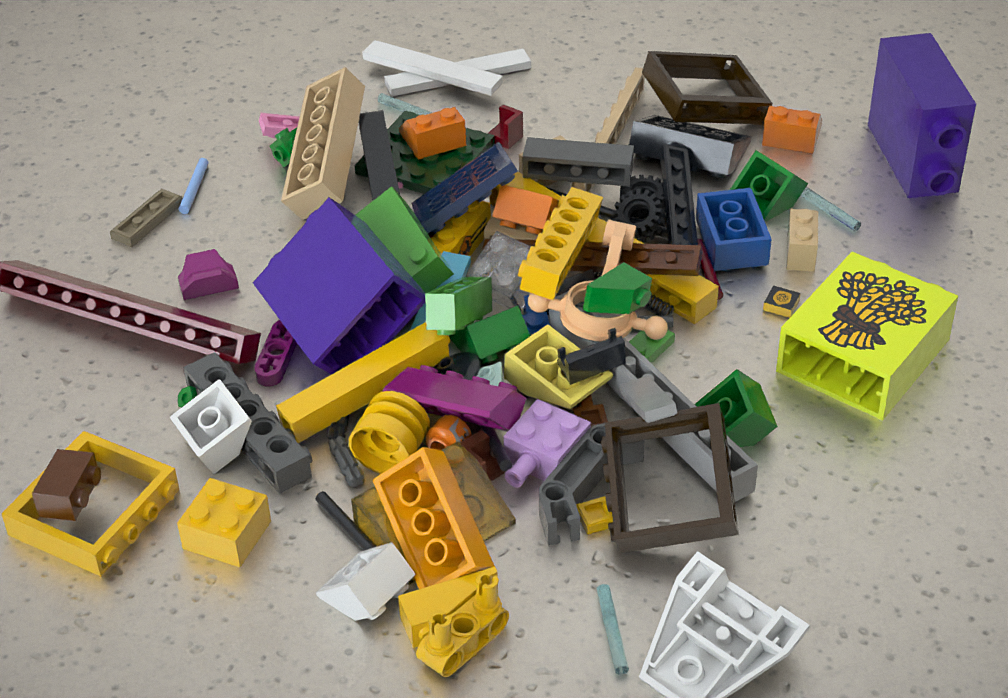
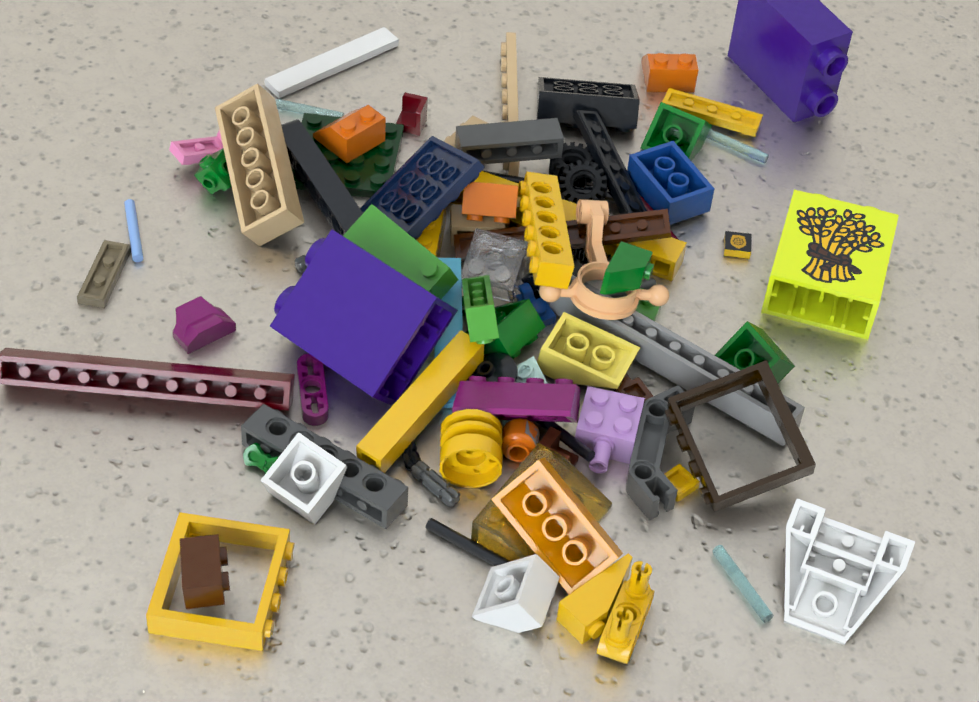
camera: 25 degrees left, 5 degrees up
(224, 522) = (359, 570): yellow brick -> none
(433, 67) = (309, 62): white tile -> none
(592, 359) = (622, 337): black hinge -> none
(648, 399) = (696, 367): light grey tile -> none
(747, 108) = (623, 55): dark brown window -> none
(802, 240) = (731, 182): tan brick -> none
(820, 173) = (715, 112): none -> yellow plate

